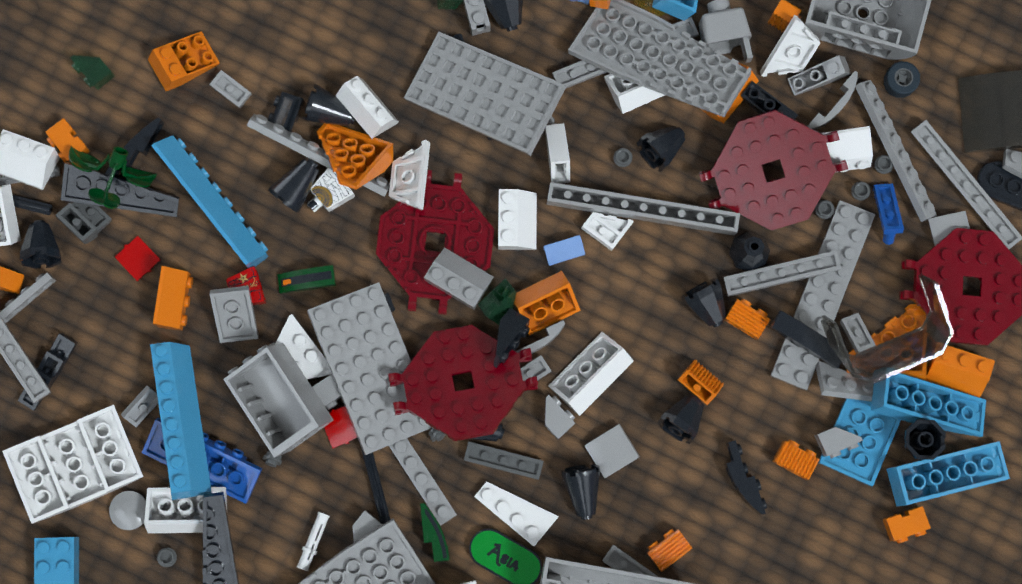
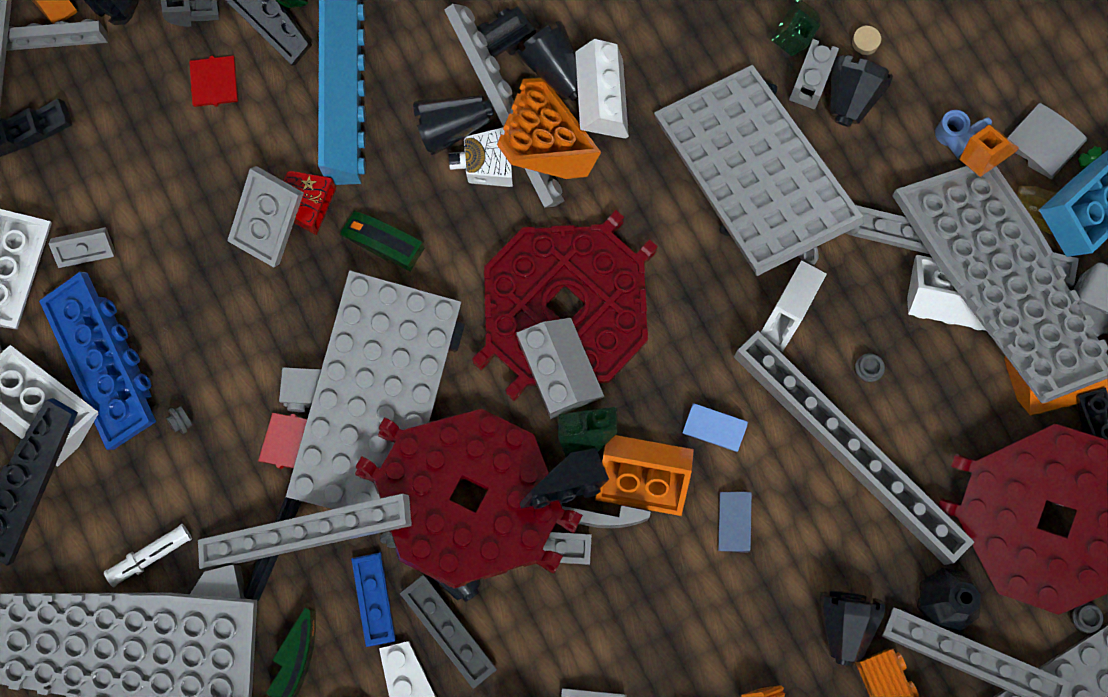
camera: 45 degrees right, 5 degrees down
(172, 298) = (210, 148): orange slope -> none
(180, 420) = (101, 294): dark azure slope -> none
(277, 399) = (234, 351): light grey container -> none
(303, 350) = (307, 317): white wing -> none
(391, 465) = (305, 532): none -> light grey plate
(410, 176) = (593, 205): white wing -> none
(423, 481) = (332, 597): light grey plate -> none
(451, 474) = (373, 599): none -> blue tile
(517, 220) = (683, 348): white slope -> none
(557, 419) = (551, 628): light grey slope -> none
(591, 373) = (637, 604): white slope -> none
(606, 229) = (787, 440): white wing -> none
(610, 292) = (735, 522): none -> sand blue slope
(661, 146) = (928, 387): black cone -> none

